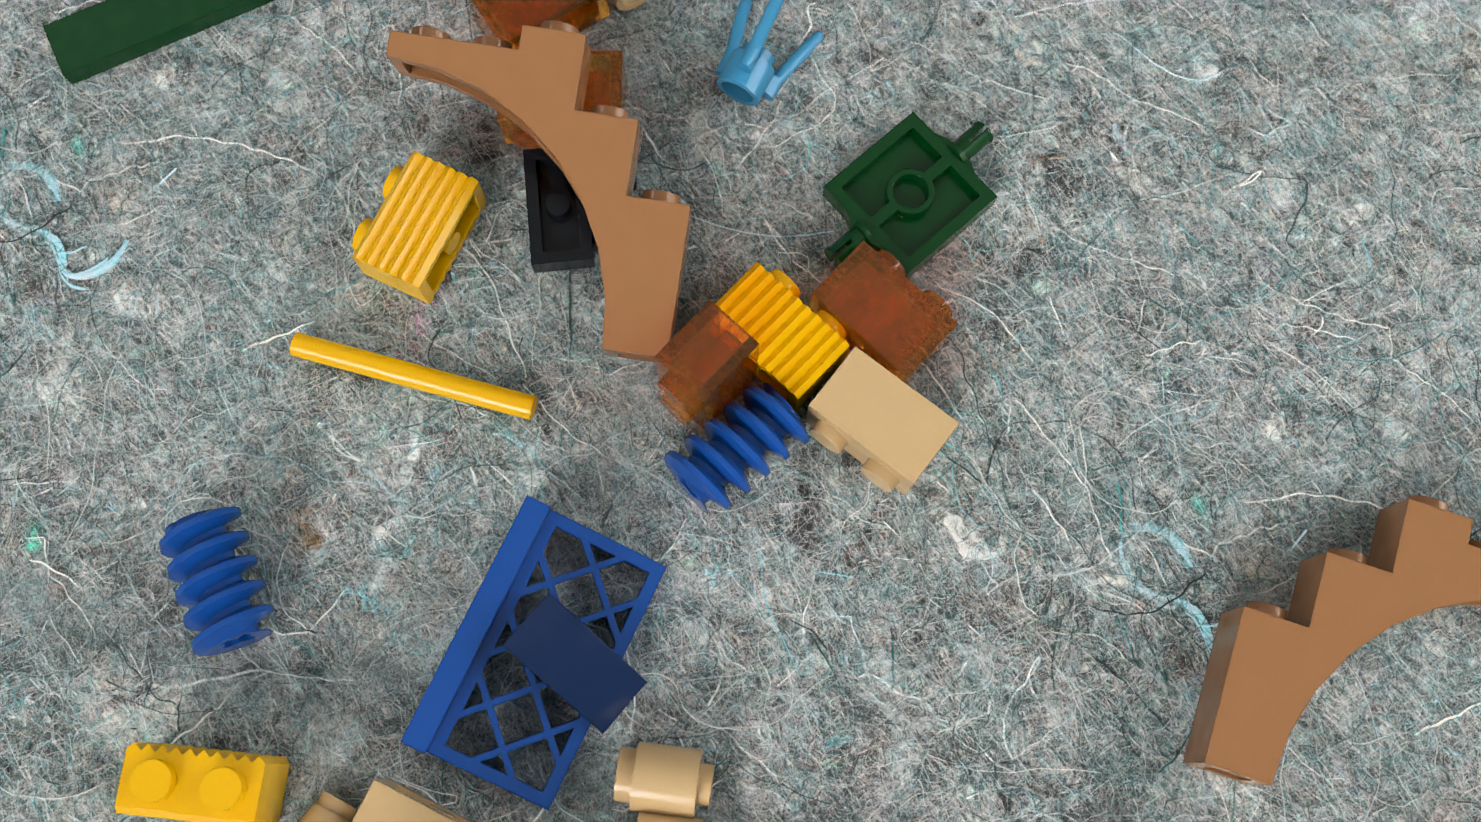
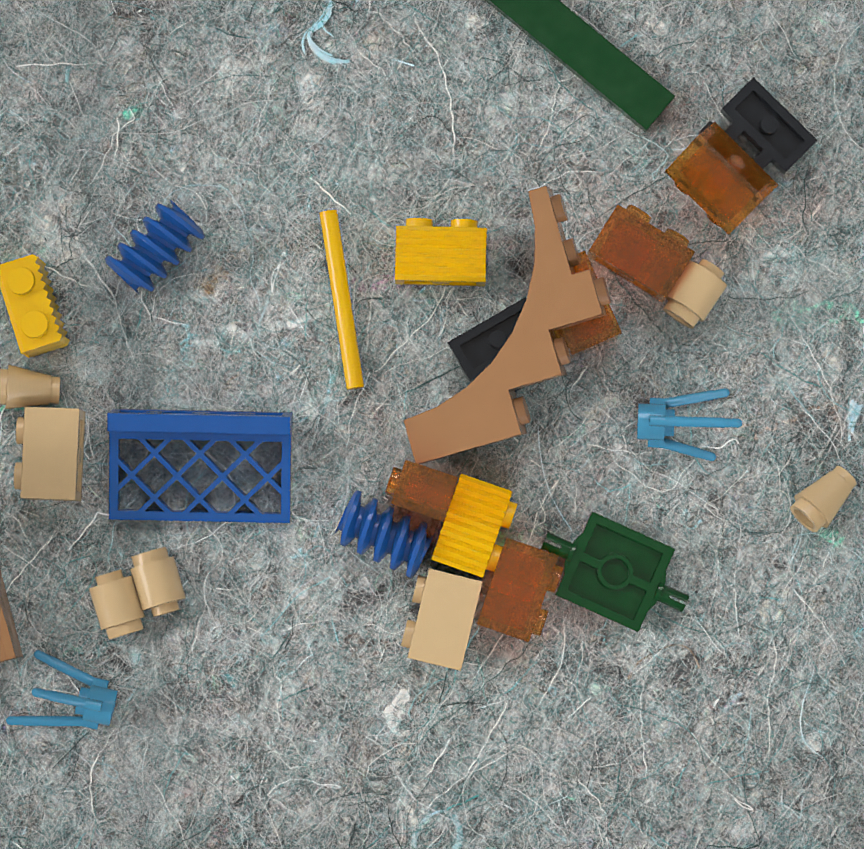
camera: 70 degrees right, 10 degrees up
(575, 663) = (201, 495): dark blue slope -> none

